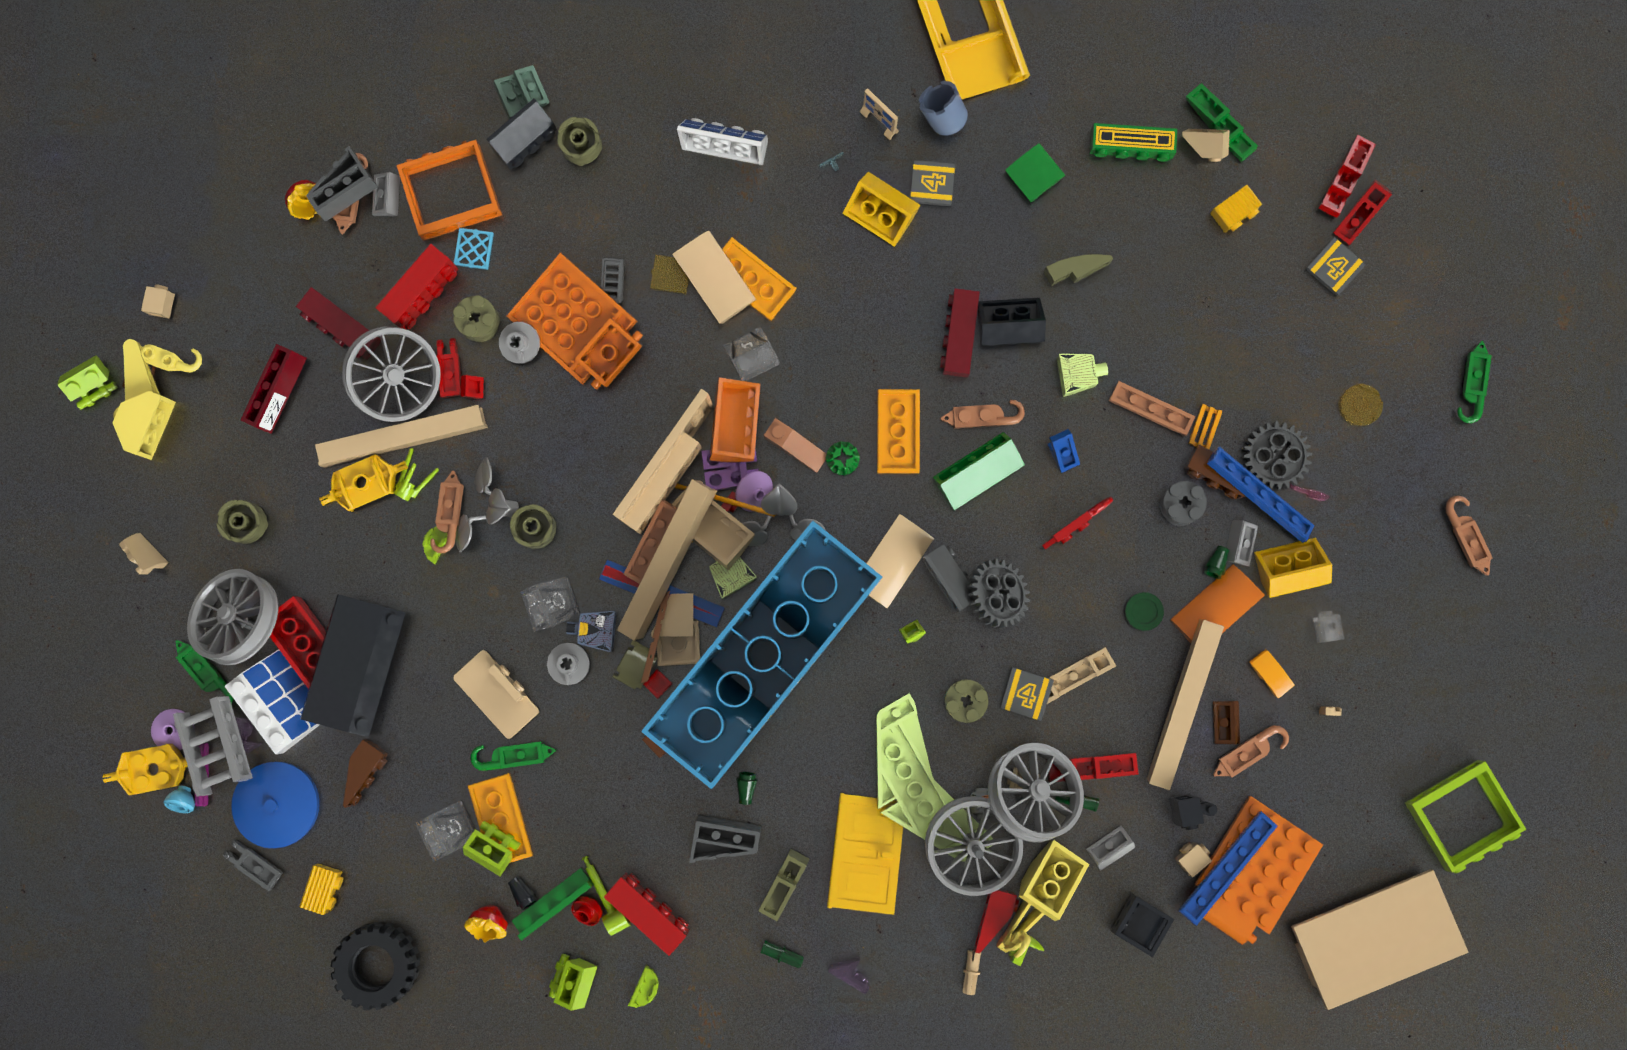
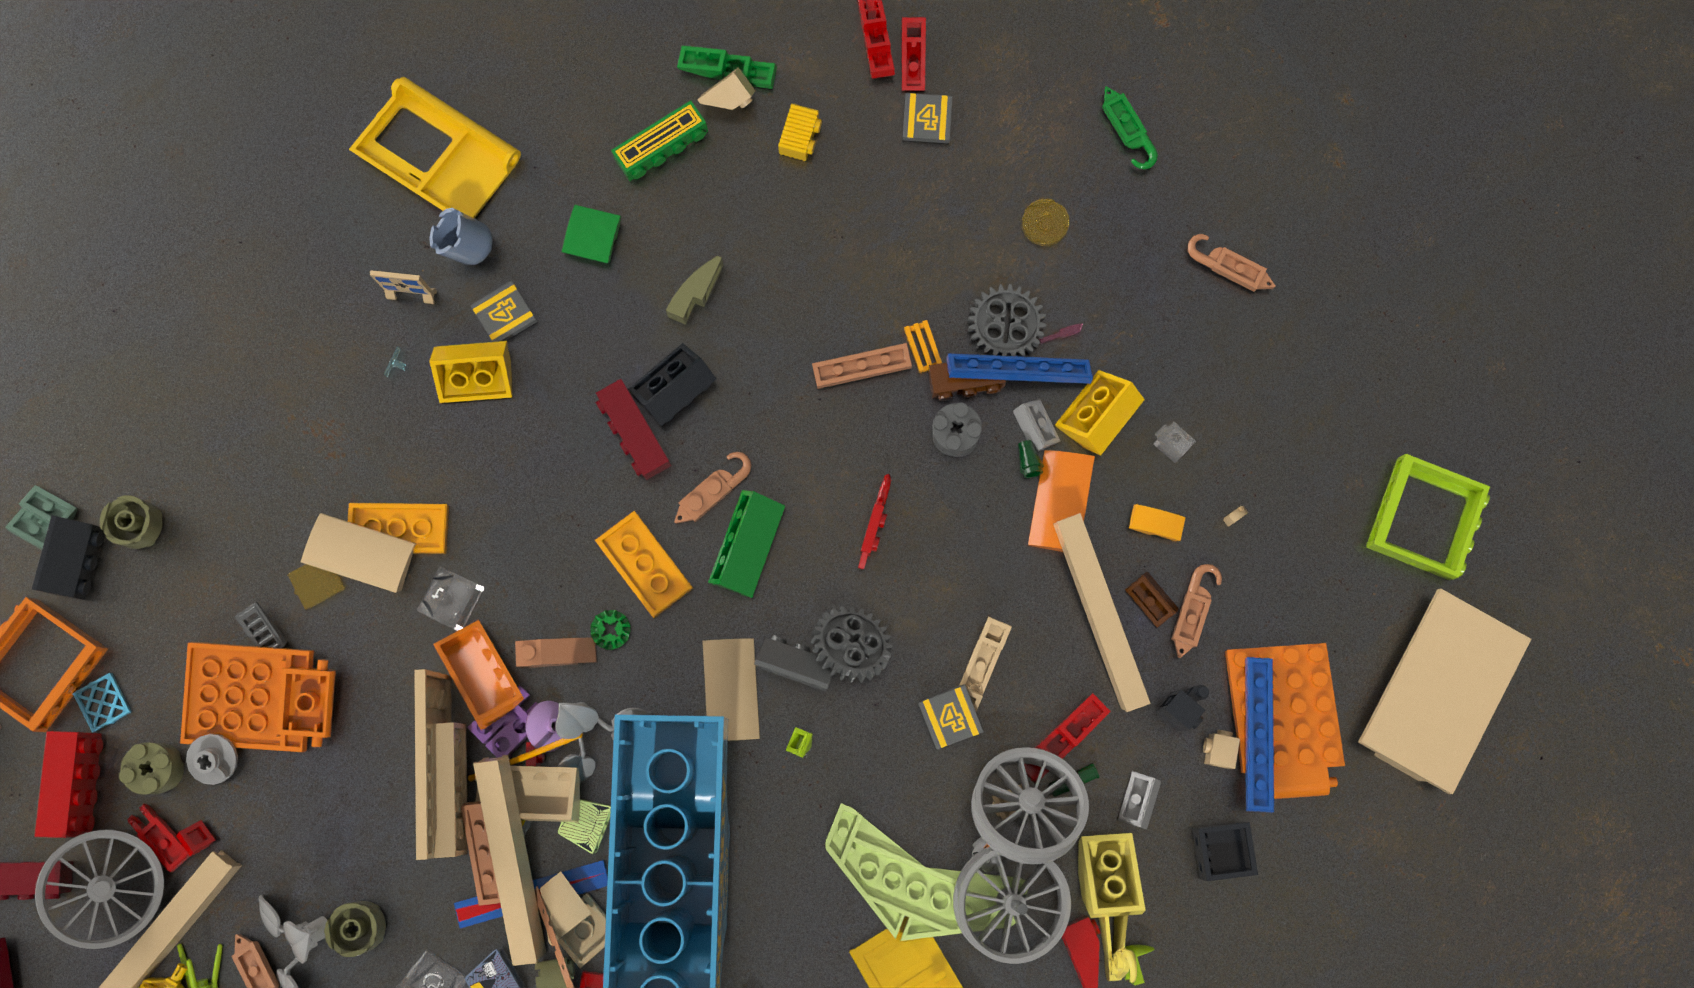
camera: 40 degrees left, 5 degrees down
(722, 141) = (272, 421): white slope -> none
(977, 696) = (911, 777): olive brick -> none
(1064, 450) = (811, 464): blue slope -> none
(1079, 372) = (770, 383): yellowish green torso -> none
(1144, 611) = (998, 555): dark green piece -> none

